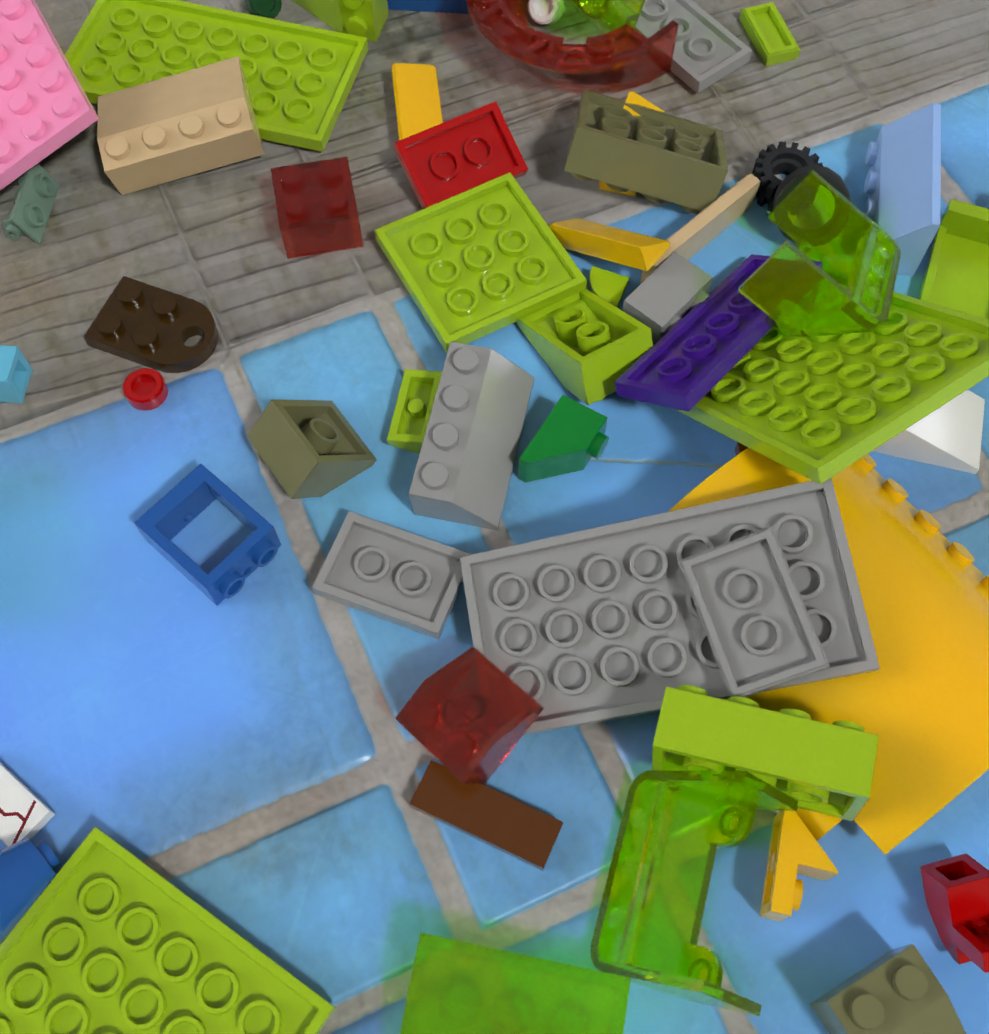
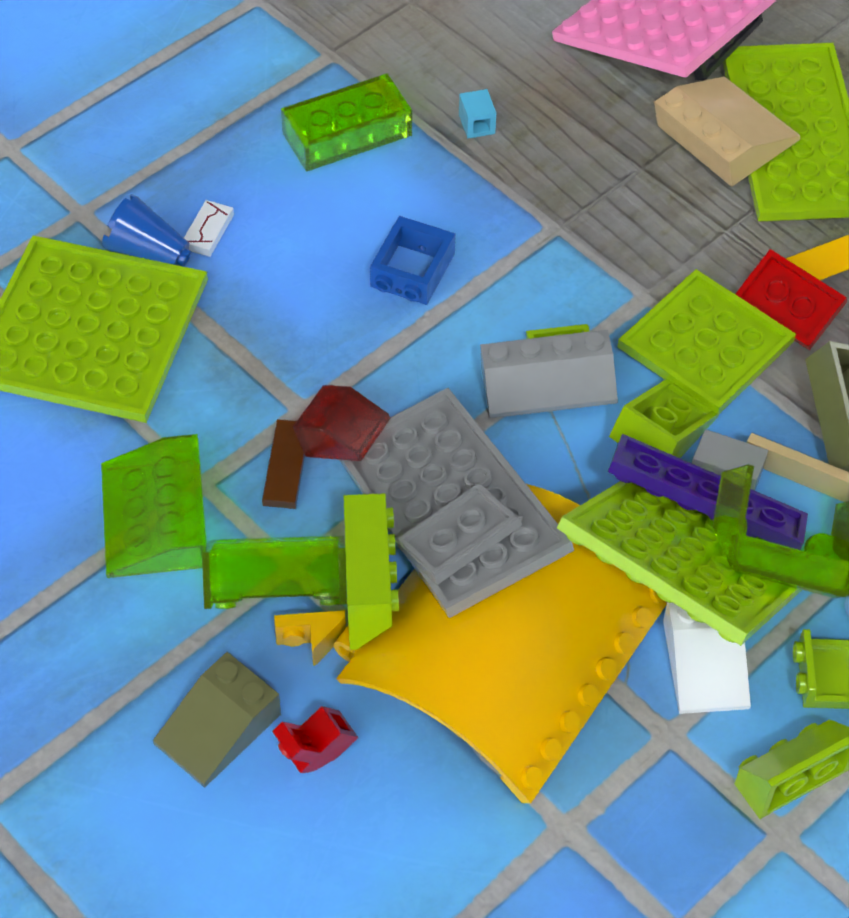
camera: 70 degrees right, 10 degrees down
(32, 205) = (618, 80): sand green hinge -> none
(145, 389) = (506, 194): red tile -> none
(152, 327) = (556, 177): dark brown plate -> none
(309, 446) = (501, 291): olive slope -> none
(316, 207) = (697, 230): clear red brick -> none
(392, 575) = (426, 362): light grey plate -> none
(564, 442) = (570, 429): green slope -> none
(608, 285) = (727, 424): lime tile -> none
(610, 243) = (760, 409): yellow slope -> none

